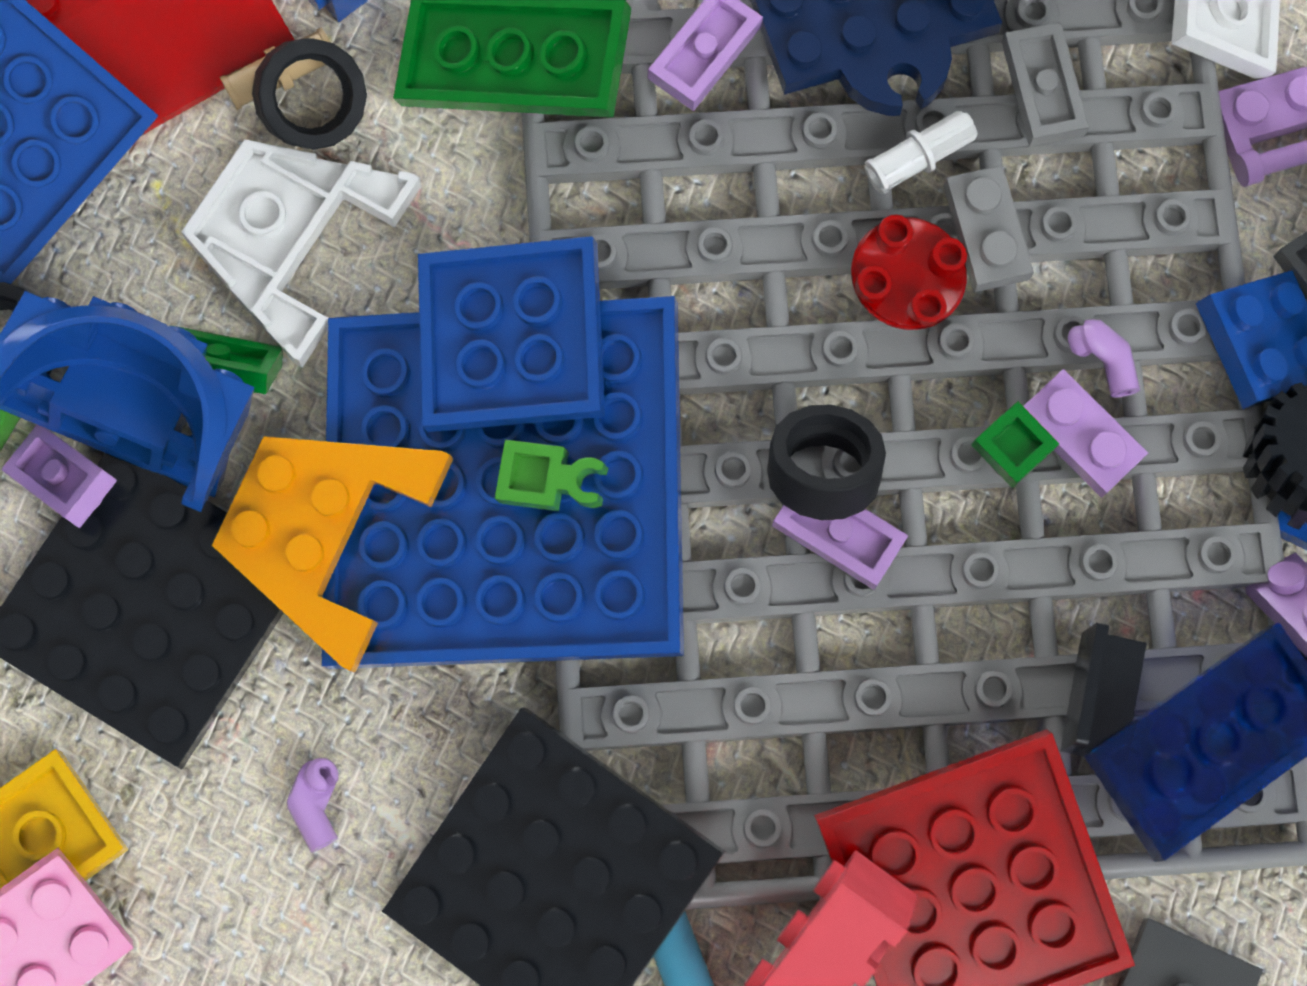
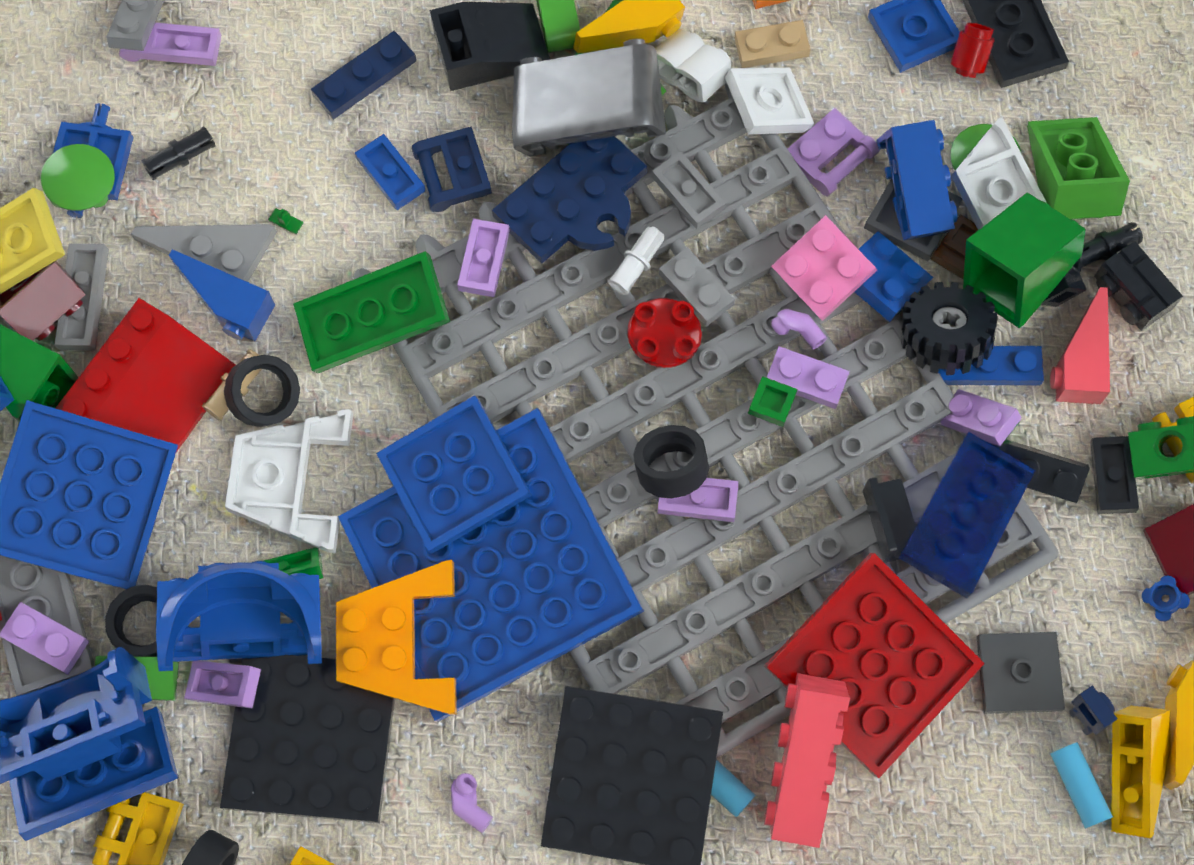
camera: 20 degrees left, 5 degrees down
(539, 475) = (511, 547): bright green plate -> none
(1185, 287) = (824, 268): none -> bright pink plate

